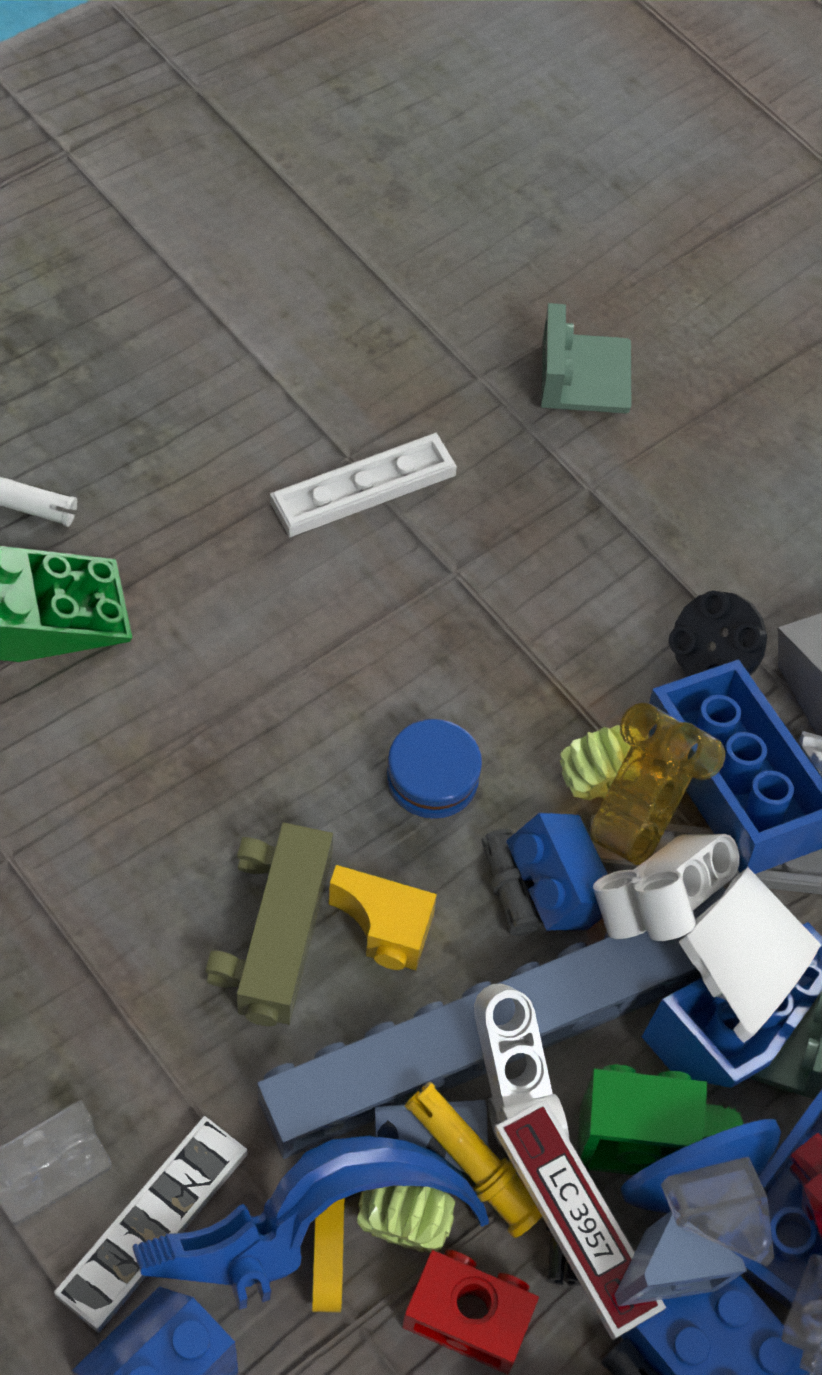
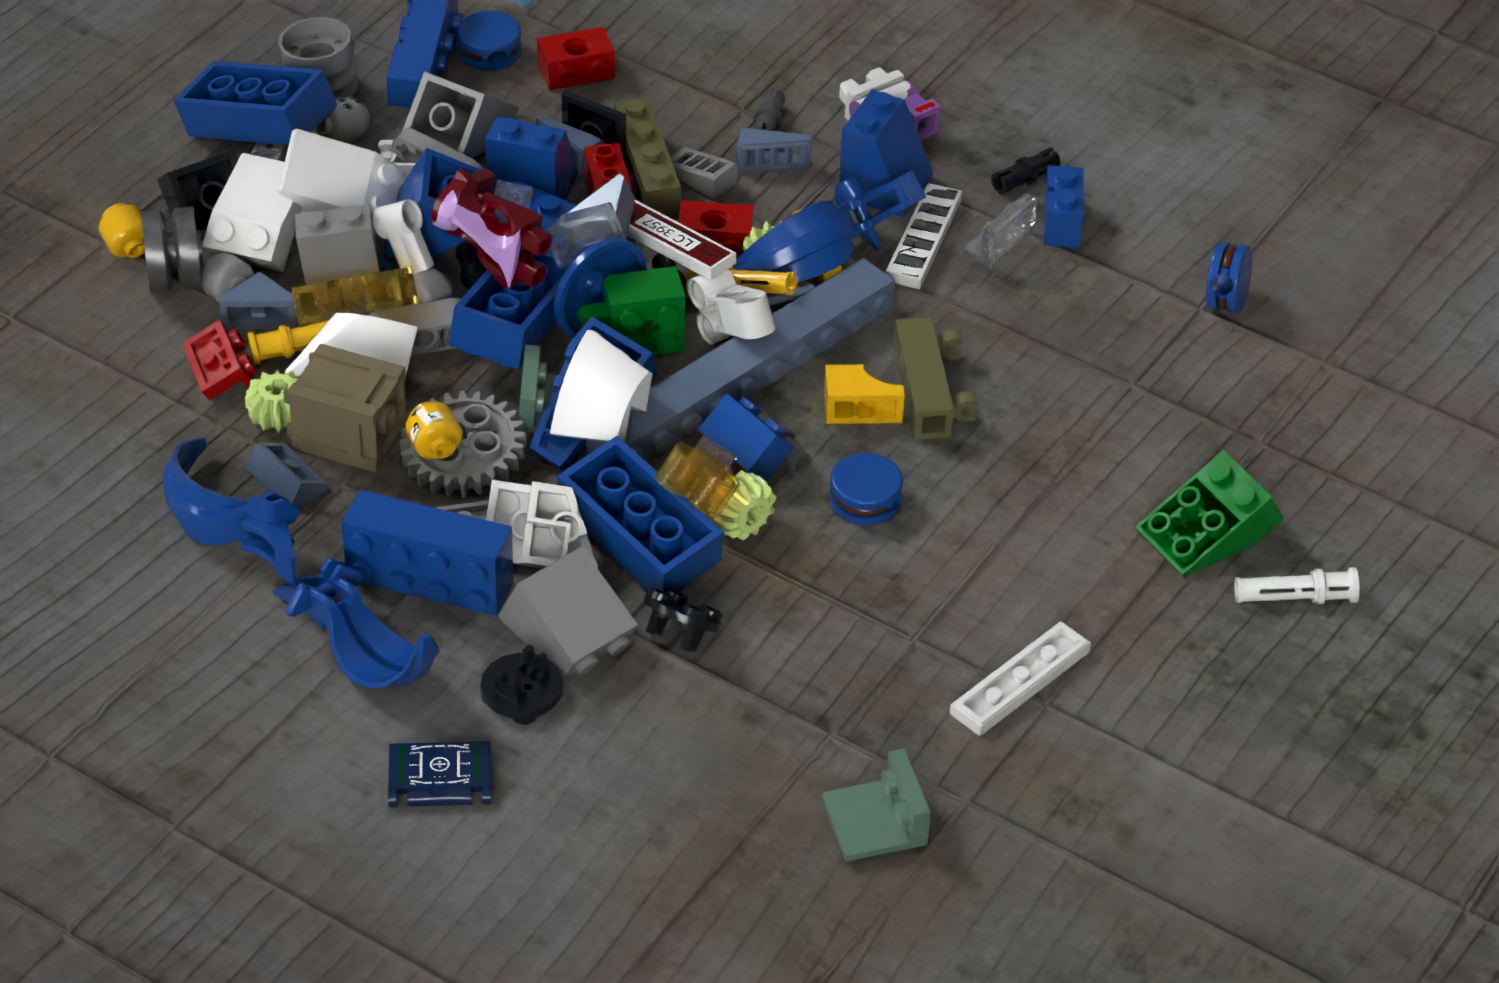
camera: 165 degrees right, 15 degrees down
(666, 887) = (671, 411): white piece -> none

